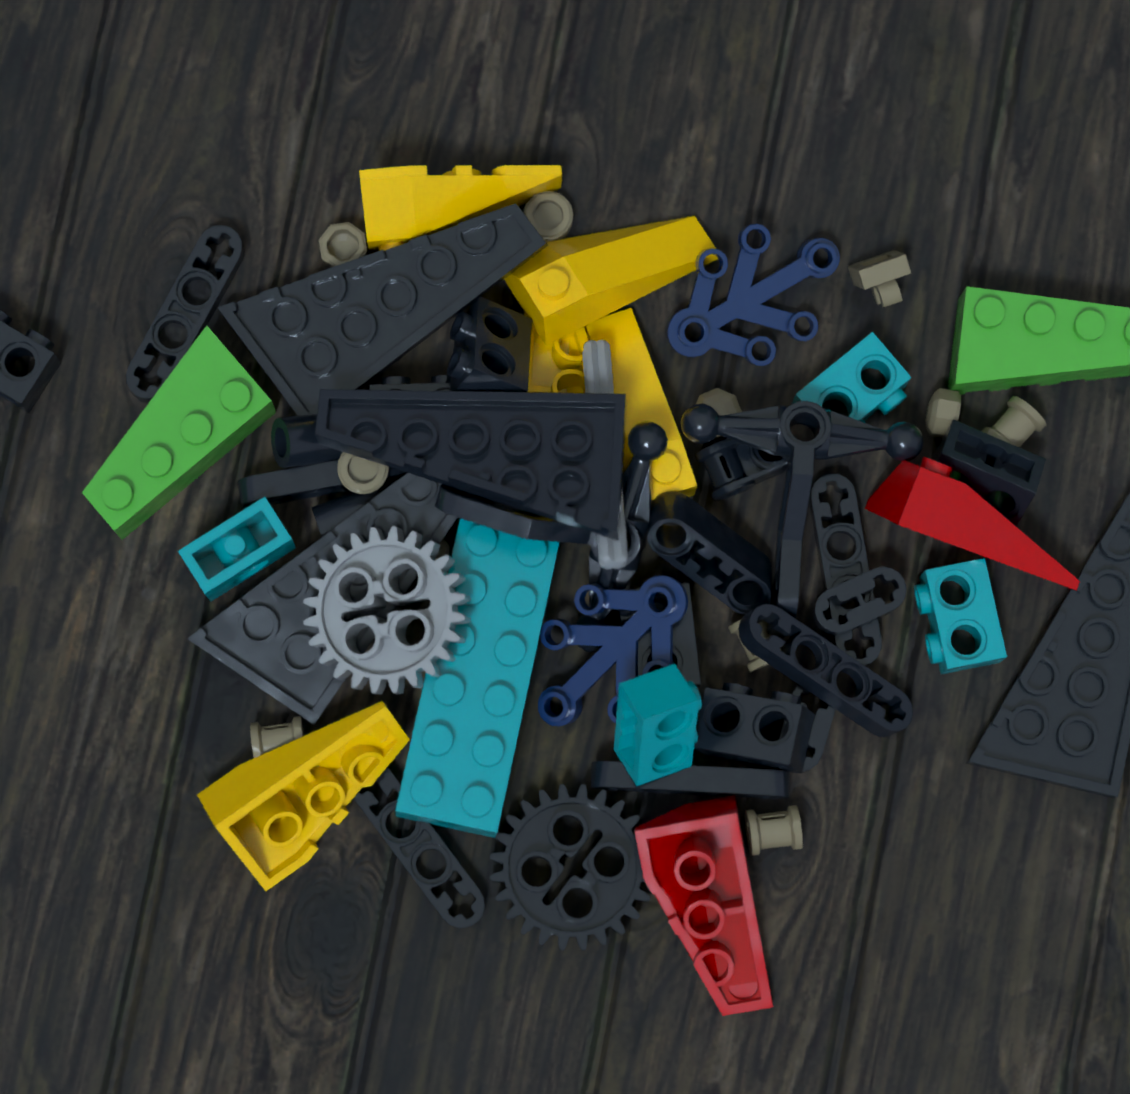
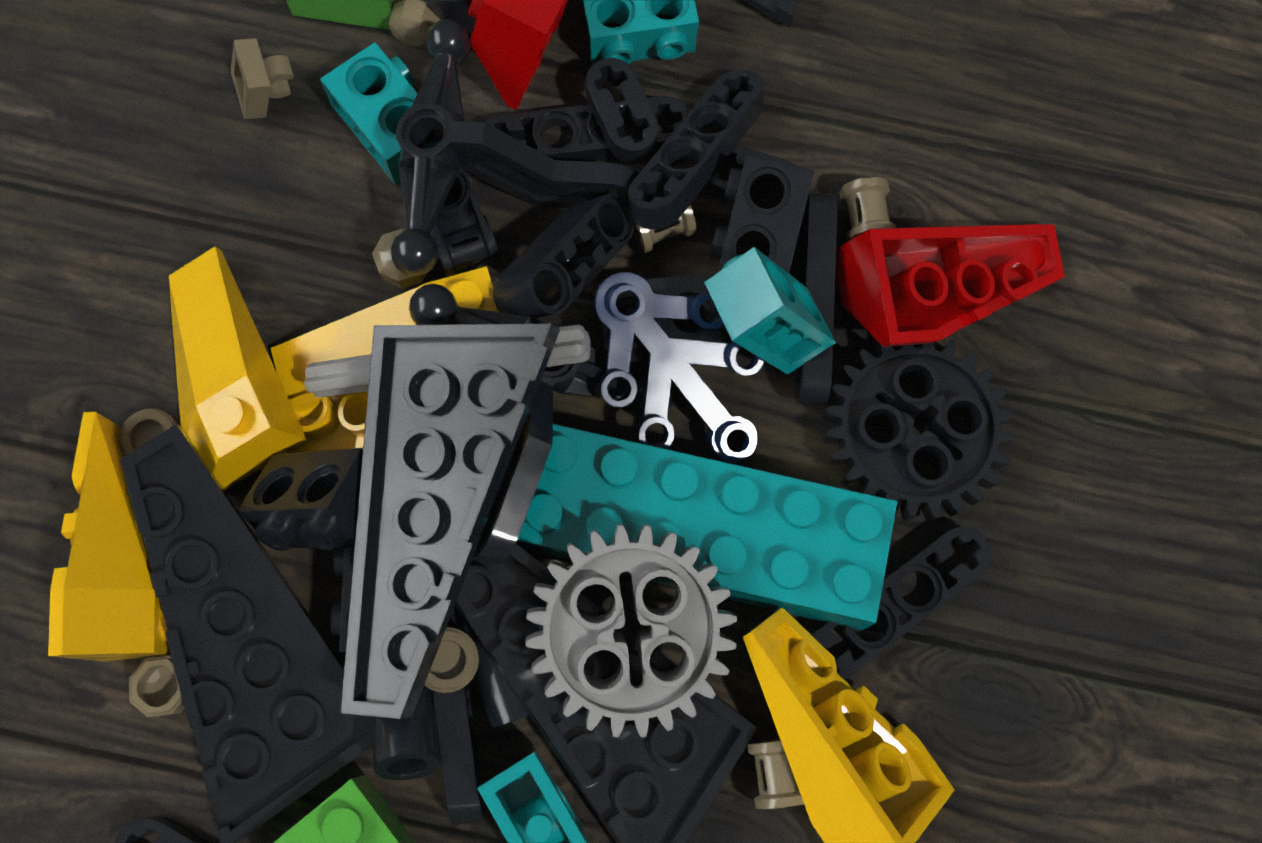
camera: 90 degrees left, 5 degrees down
(746, 300) = (269, 220): dark blue plant -> none

